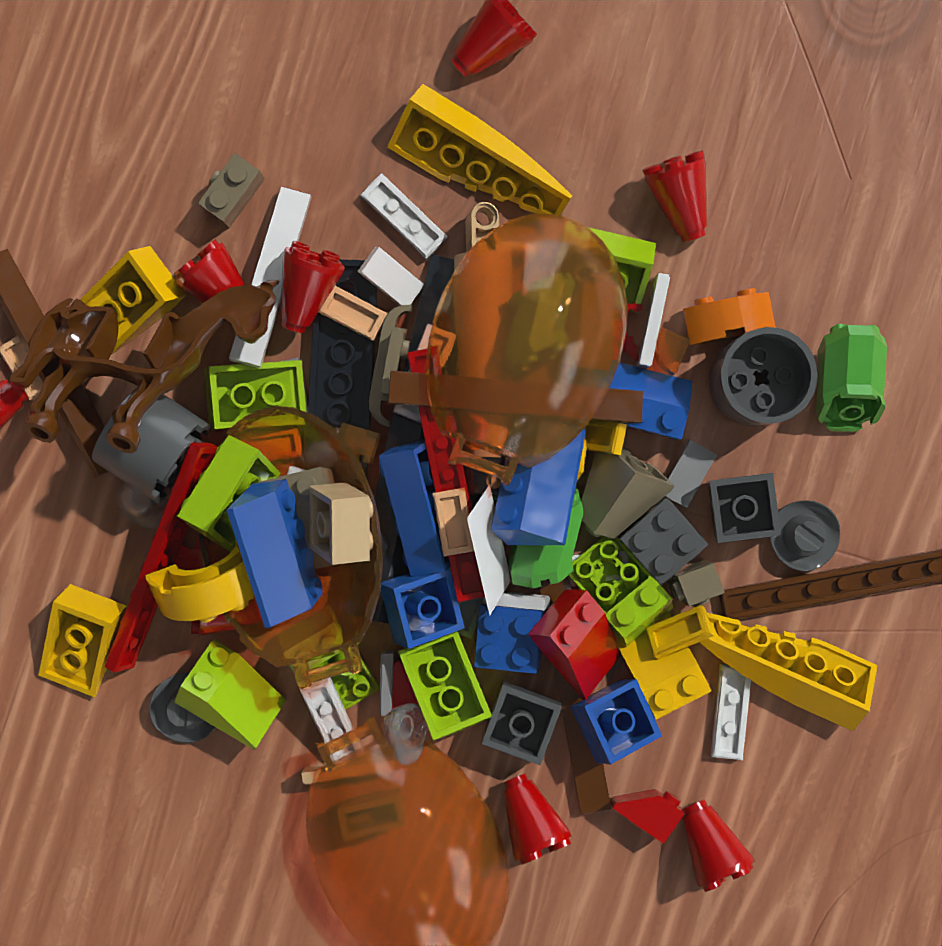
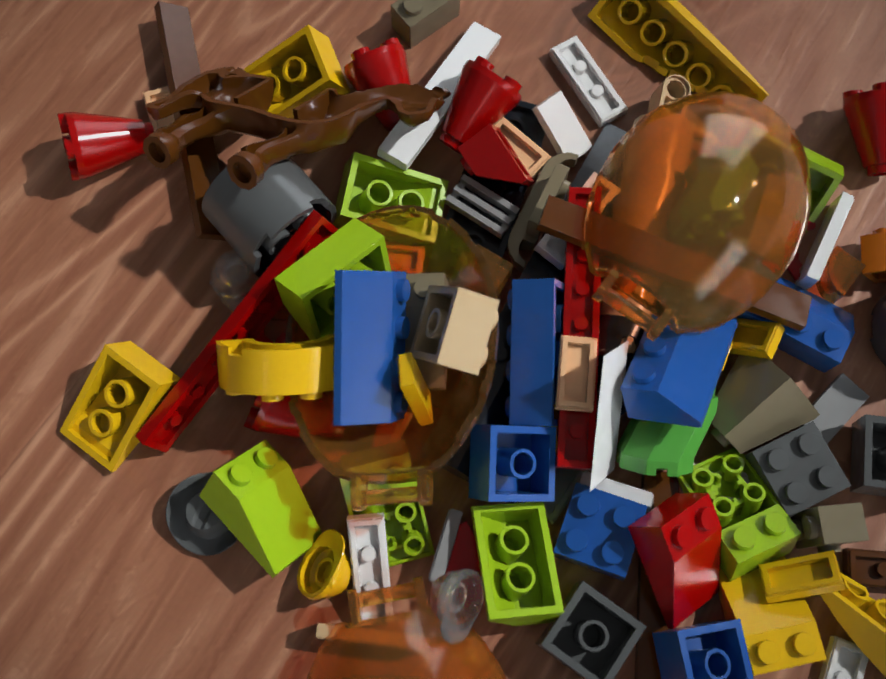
camera: 15 degrees right, 15 degrees down
(294, 727) = (325, 567): none -> yellow hat
(312, 369) = (488, 195): none -> light grey tile
(323, 575) = (415, 389): none -> yellow tile
(337, 335) = (493, 158): none -> red slope

